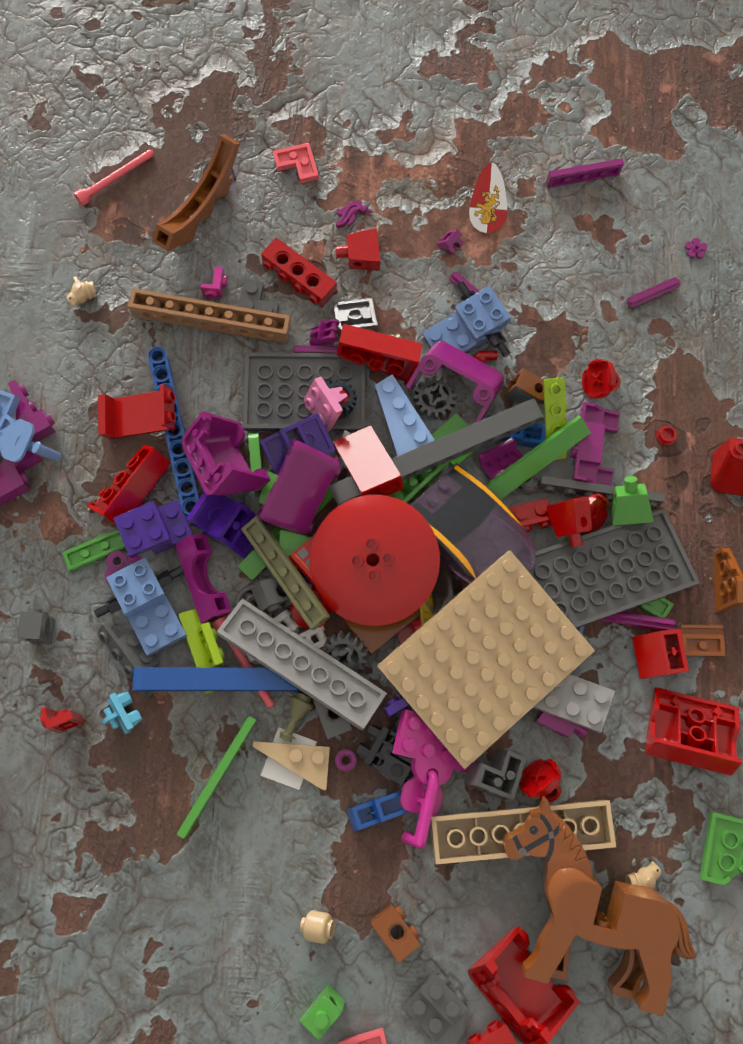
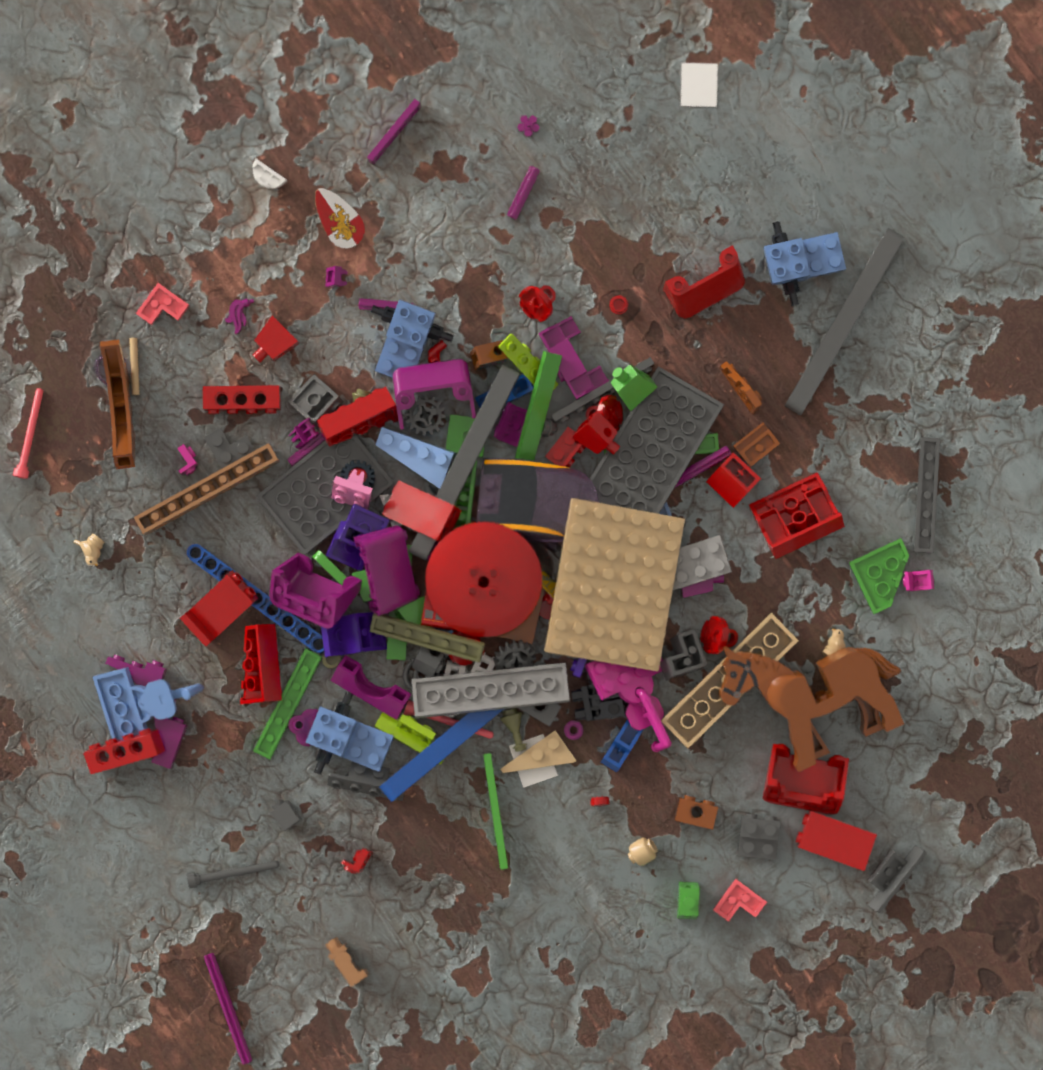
camera: 30 degrees left, 10 degrees up
(117, 704) = (391, 826): medium azure hips -> none
(152, 527) = (307, 680): dark purple bracket -> none
(237, 190) = (134, 366): none -> tan bar
(317, 846) = (600, 801): none -> red tile
(458, 134) = (266, 176): none -> white plate

